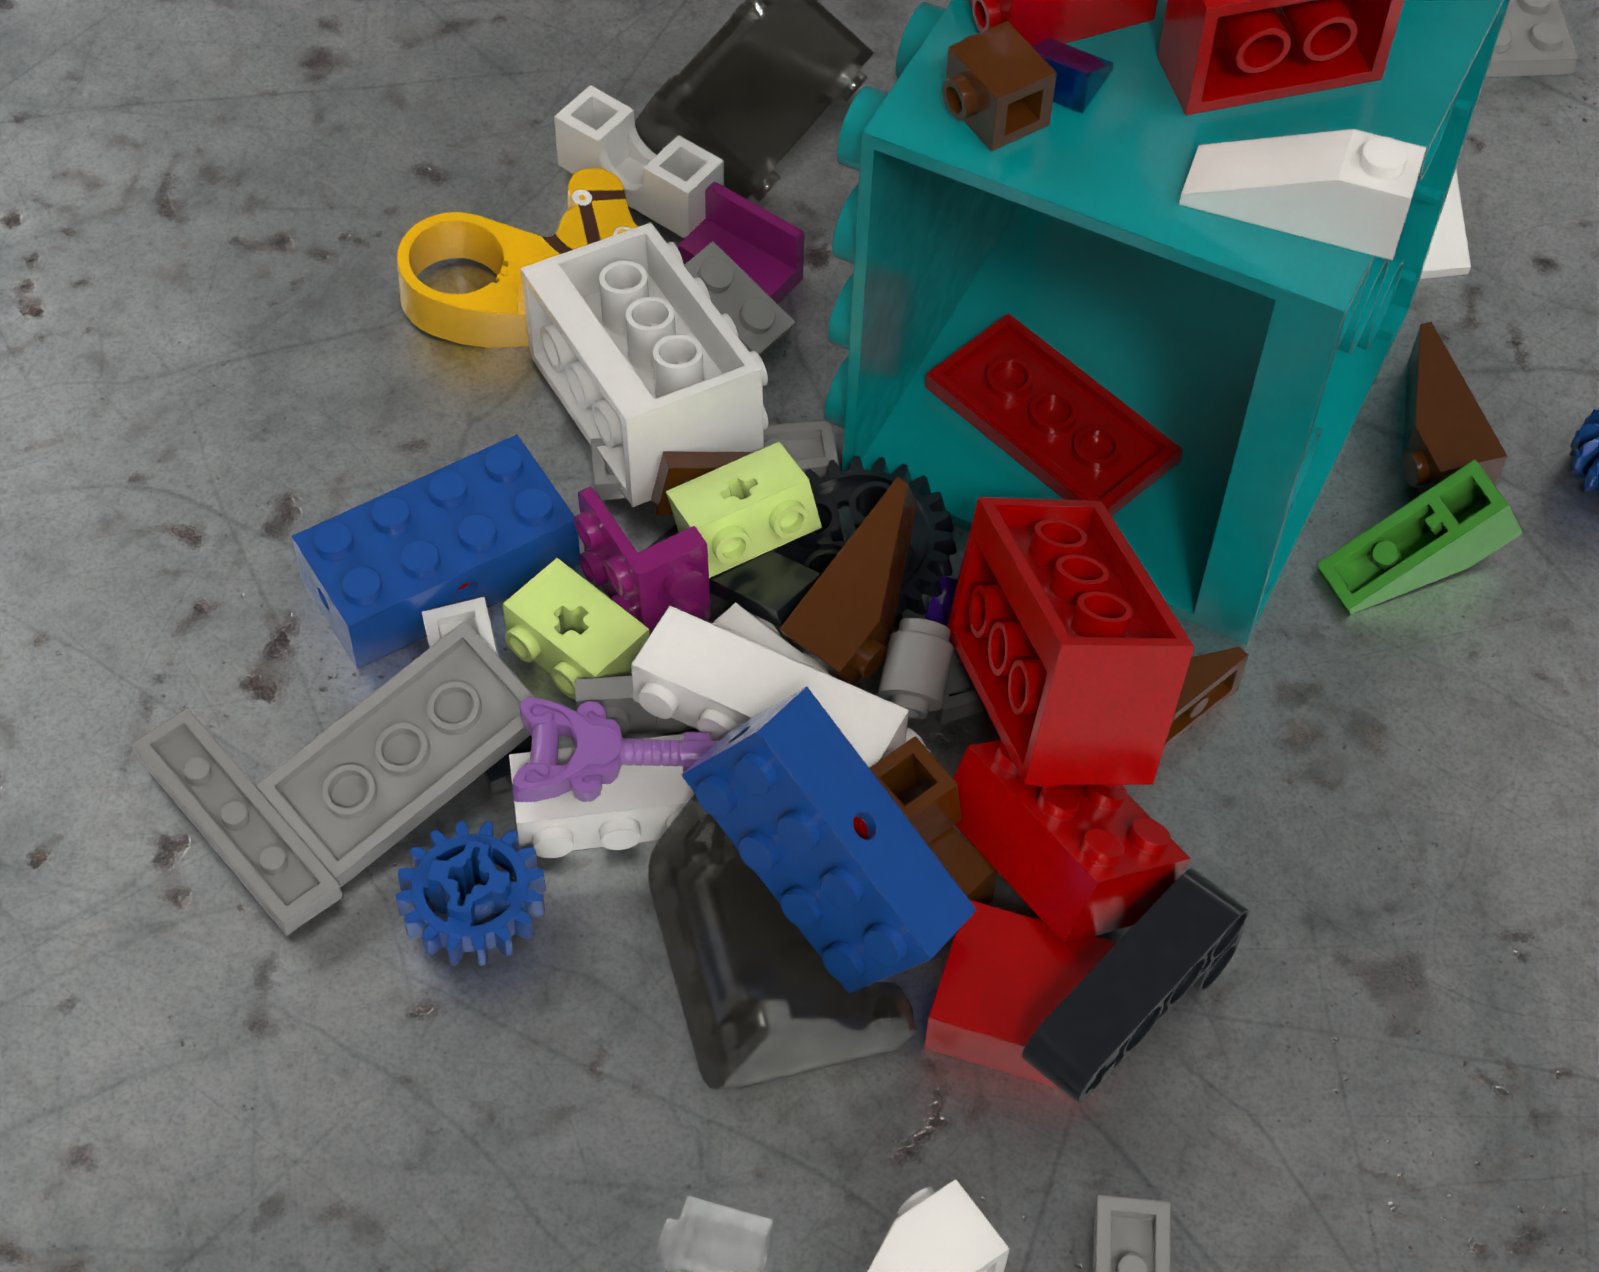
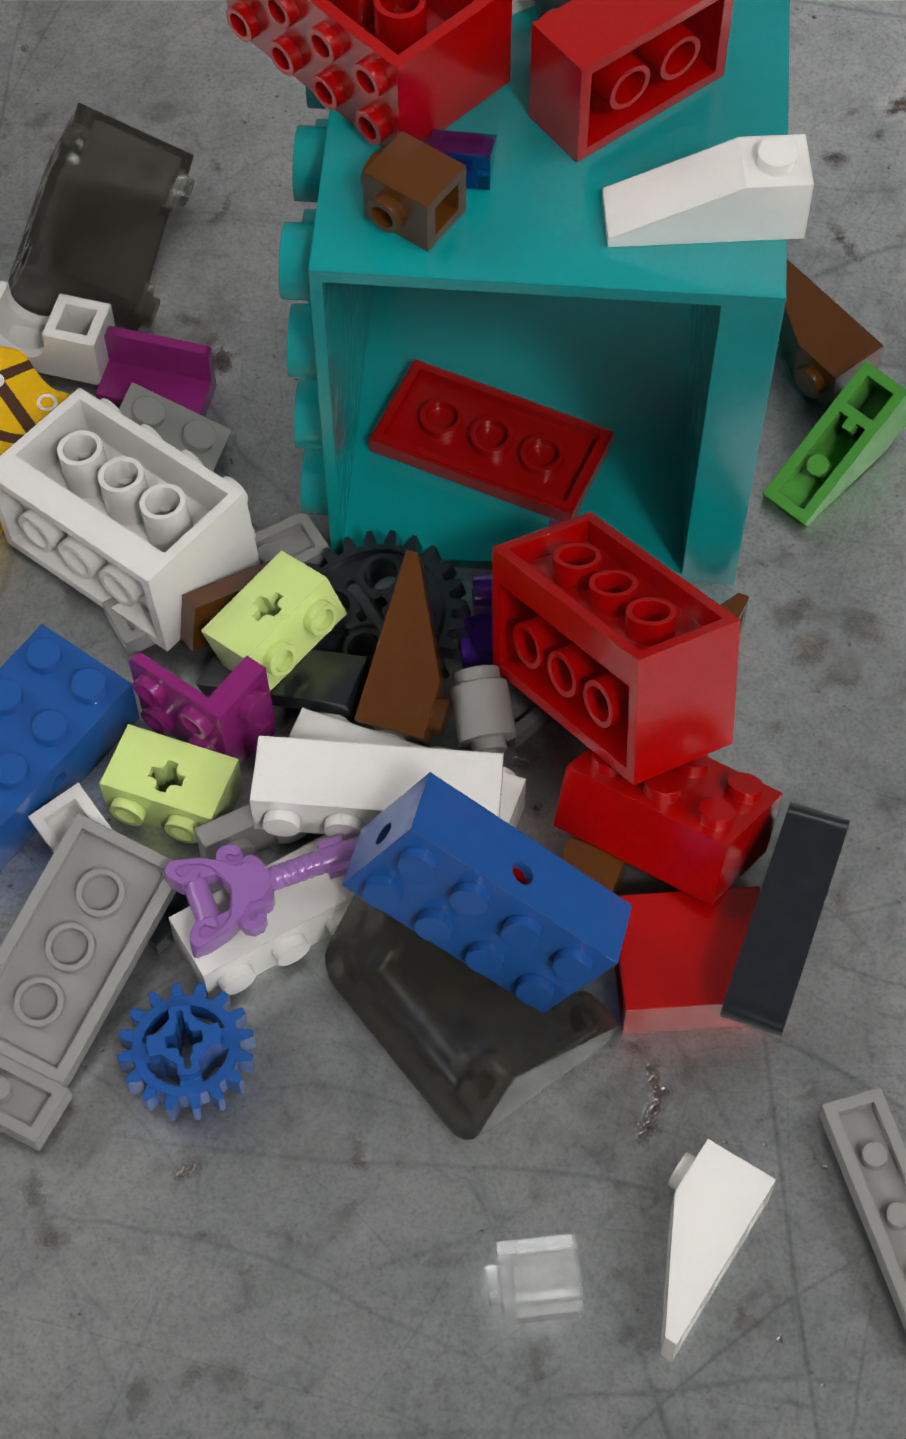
camera: 20 degrees left, 5 degrees up
(920, 788) = (542, 816): reddish brown brick -> none

